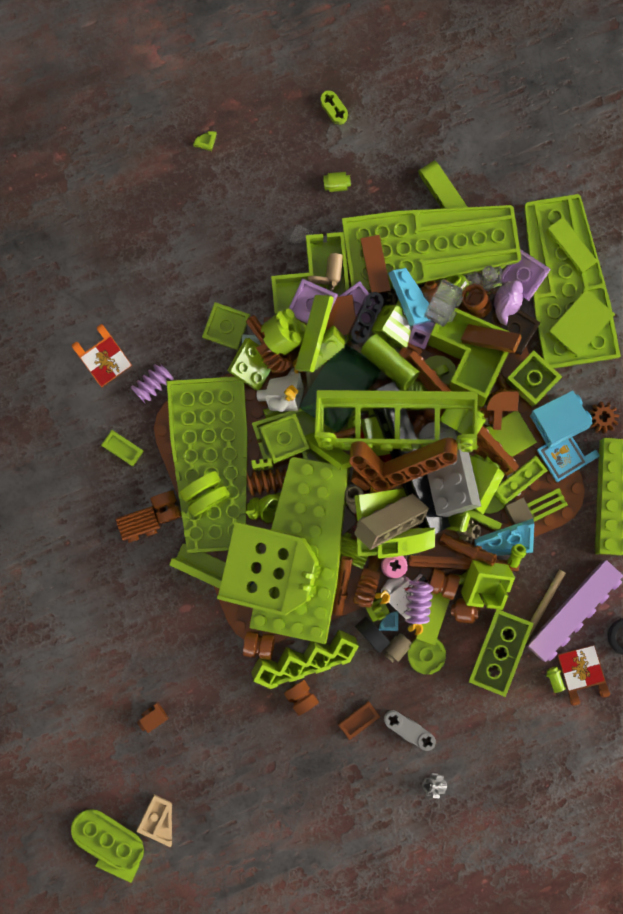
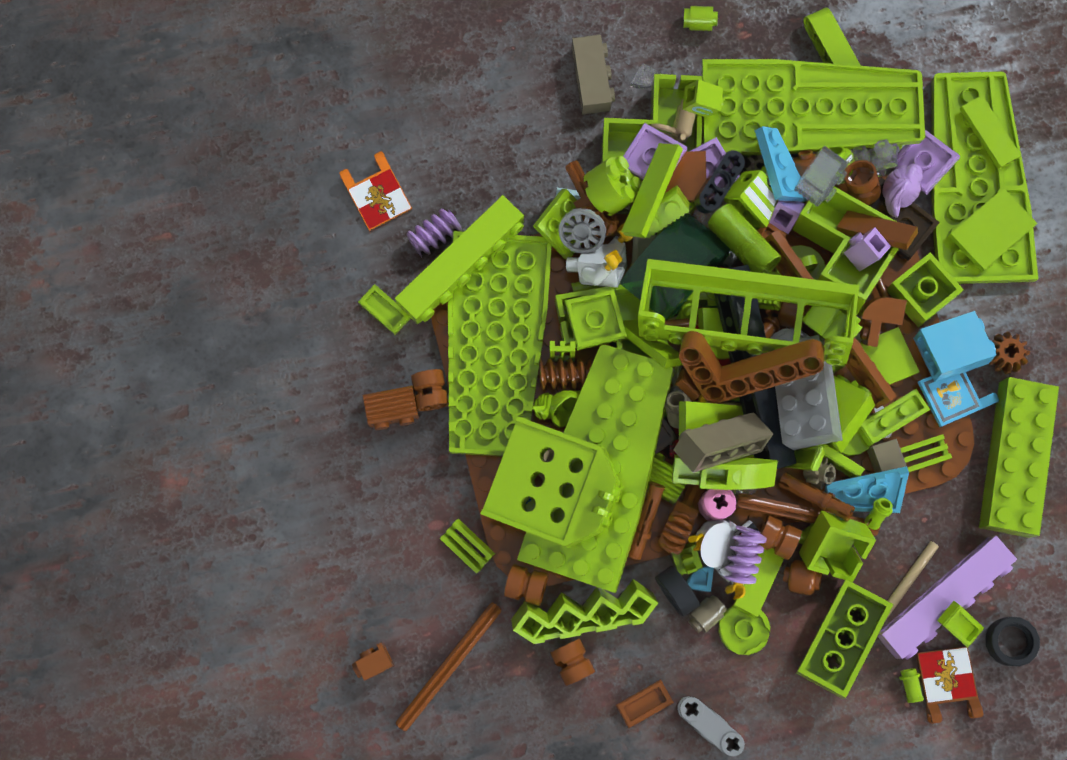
camera: 10 degrees right, 5 degrees down
(175, 404) = (460, 260): none -> lime brick
(200, 566) = (463, 471): lime panel -> none
(203, 490) = (482, 375): lime wheel -> none
(209, 624) = (479, 562): none -> lime tile
(209, 713) = (448, 666): none -> dark orange axle
(225, 326) = (537, 176): lime tile -> none
(258, 239) = (592, 74): none -> dark tan brick
(265, 370) = (582, 231): none -> light grey wheel
(345, 252) = (703, 98): none -> lime brick
(375, 264) = (738, 119): dark orange tile -> none
(397, 597) = (717, 544): none -> white sticker
(484, 355) = (866, 248): none -> lavender brick
(586, 629) = (960, 624): none -> lime tile

